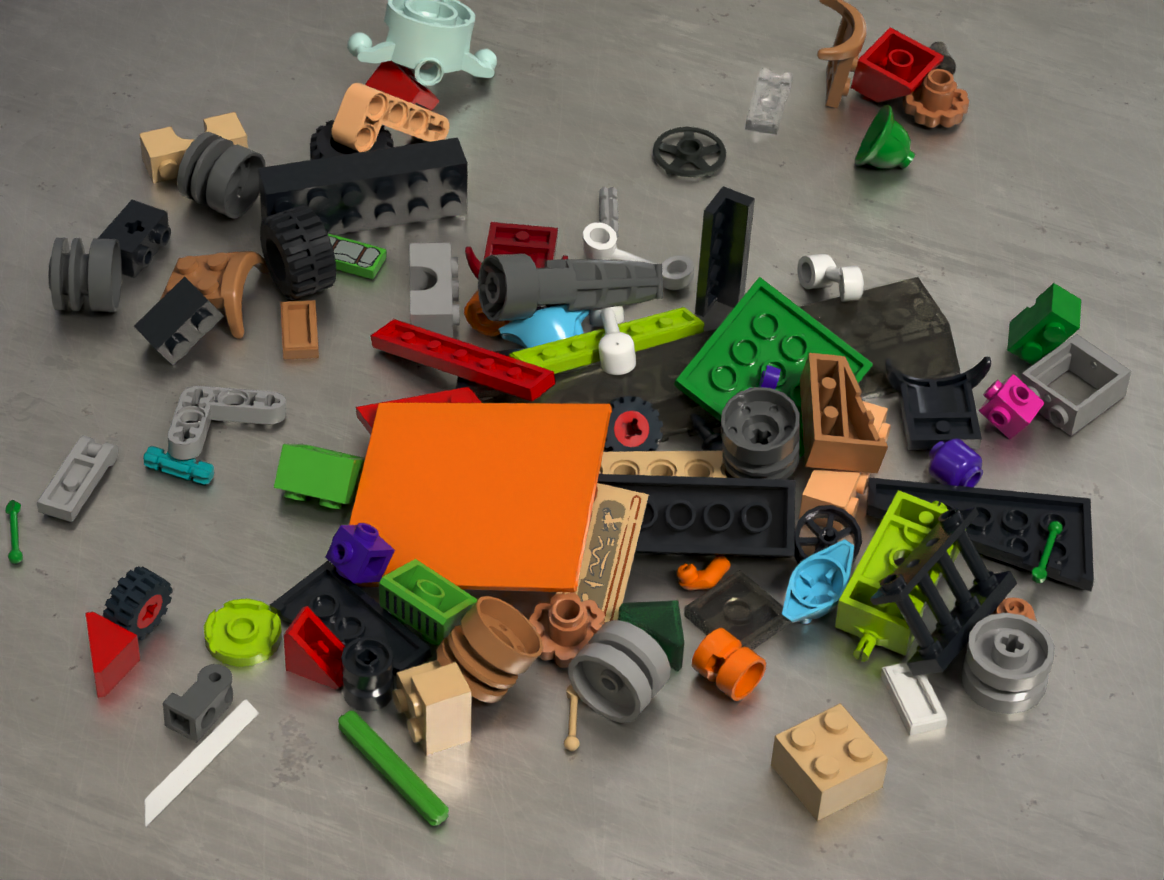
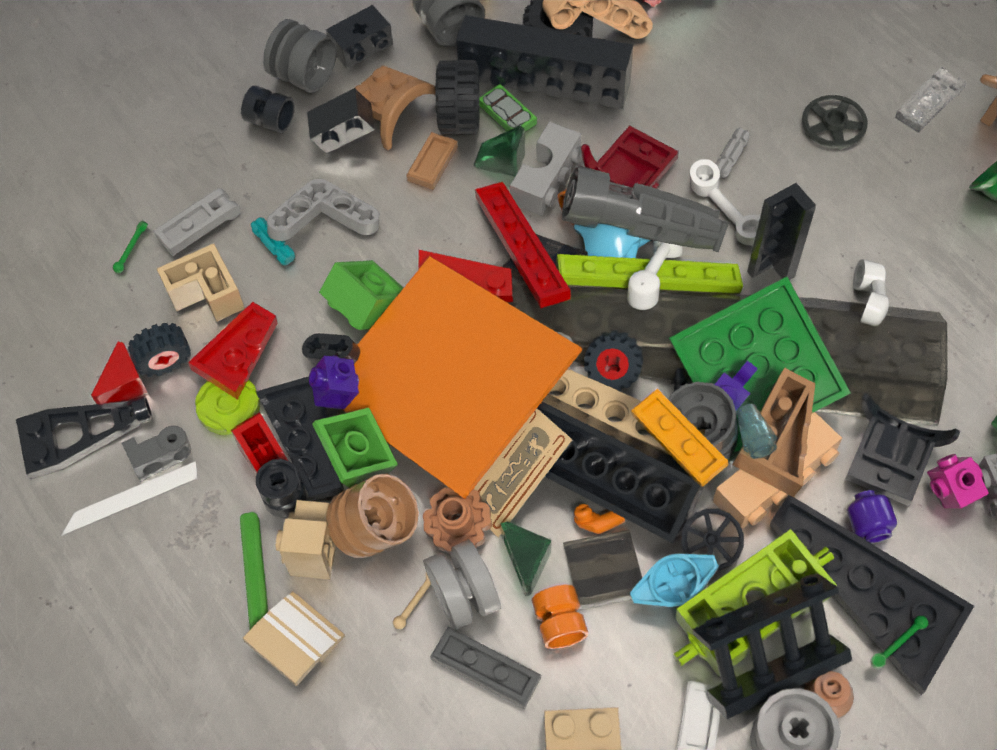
camera: 35 degrees right, 15 degrees up
(63, 757) = (39, 438): none -> black plate
(94, 336) = (267, 109): none -> black wheel
(138, 519) = (199, 278): none -> tan brick
(219, 576) = (235, 350): none -> red wing
(321, 533) = (332, 343): none -> black beam
(375, 292) = (503, 152): none -> clear green slope
(476, 799) = (293, 637): none -> tan slope
(683, 743) = (486, 667): none -> dark grey tile
(755, 443) = (679, 438): none -> light orange tile
(822, 412) = (756, 434): none -> clear light blue cone

